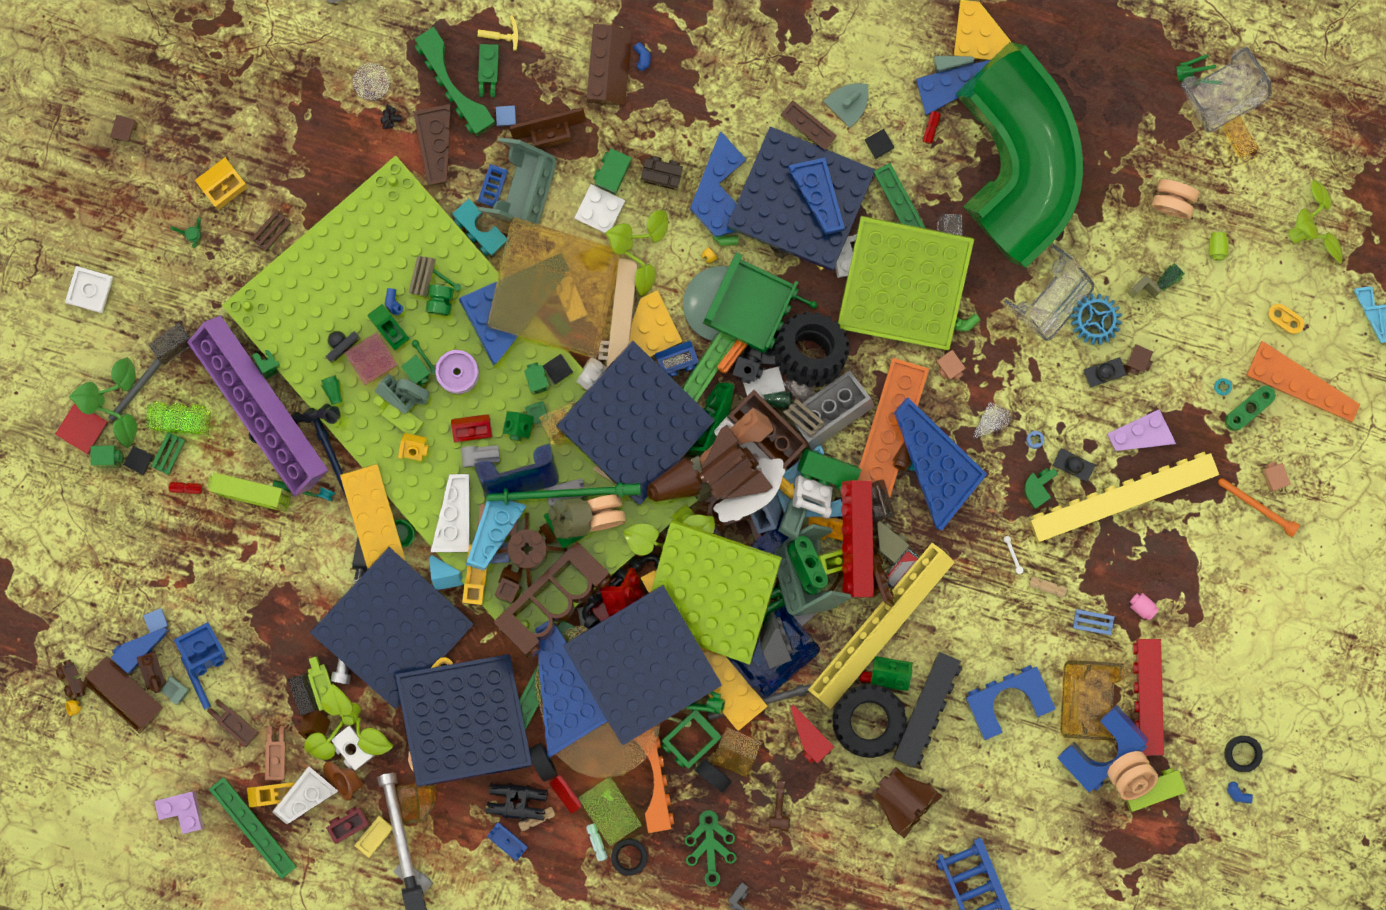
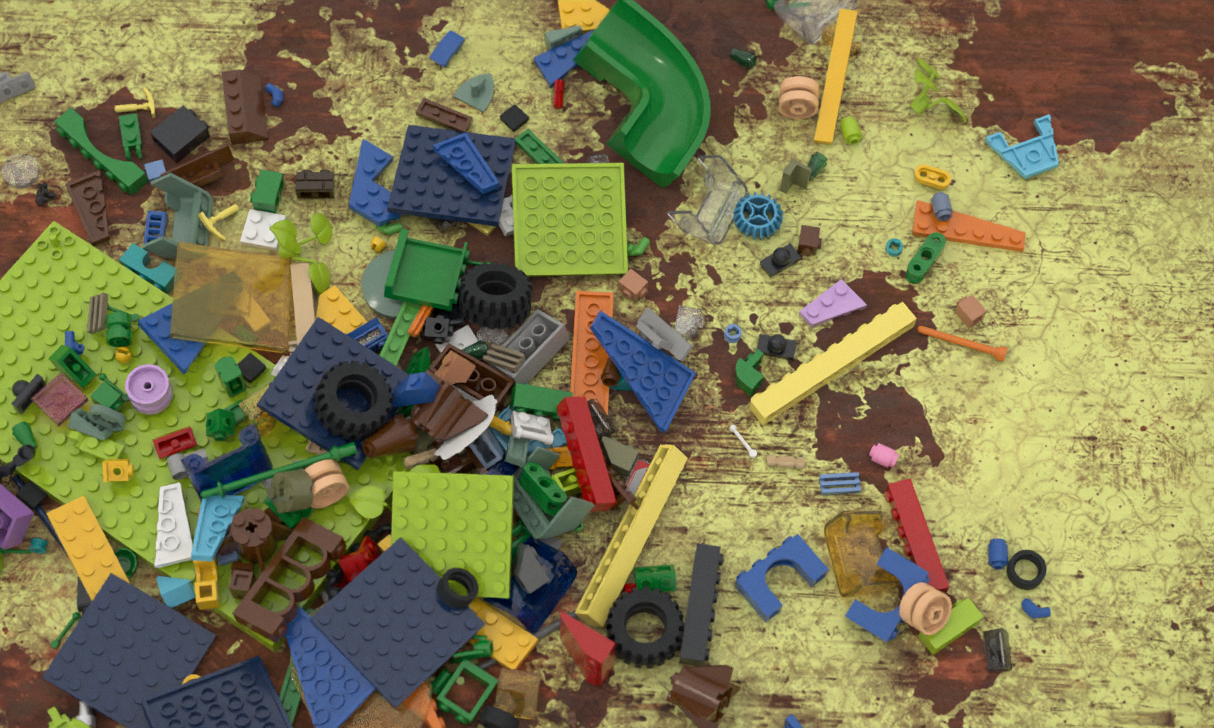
camera: 20 degrees left, 20 degrees down
(325, 593) = (55, 643): none -> green hinge
(327, 443) = (31, 495): none -> black piece
(437, 329) = (123, 358): none -> yellow hinge
(538, 80) = (180, 133): none -> black brick
(561, 185) = (212, 220): none -> light yellow piece
(670, 722) = (441, 681): none -> green pin
(671, 435) = (359, 378): none -> black tyre
(694, 657) = (450, 597): none -> black tyre
(700, 505) = (420, 458): none -> tan axle
(707, 446) = (415, 389): none -> blue slope
(830, 45) = (446, 48): none -> blue slope
(963, 430) = (662, 334): none -> light grey bracket
(1134, 133) = (744, 58): none -> clear green cone
(1191, 822) = (998, 650): none -> clear smoke slope
(1221, 181) = (835, 76): none -> yellow tile
(1221, 732) = (997, 553): none -> blue brick
(1283, 358) = (941, 206): none -> sand blue brick

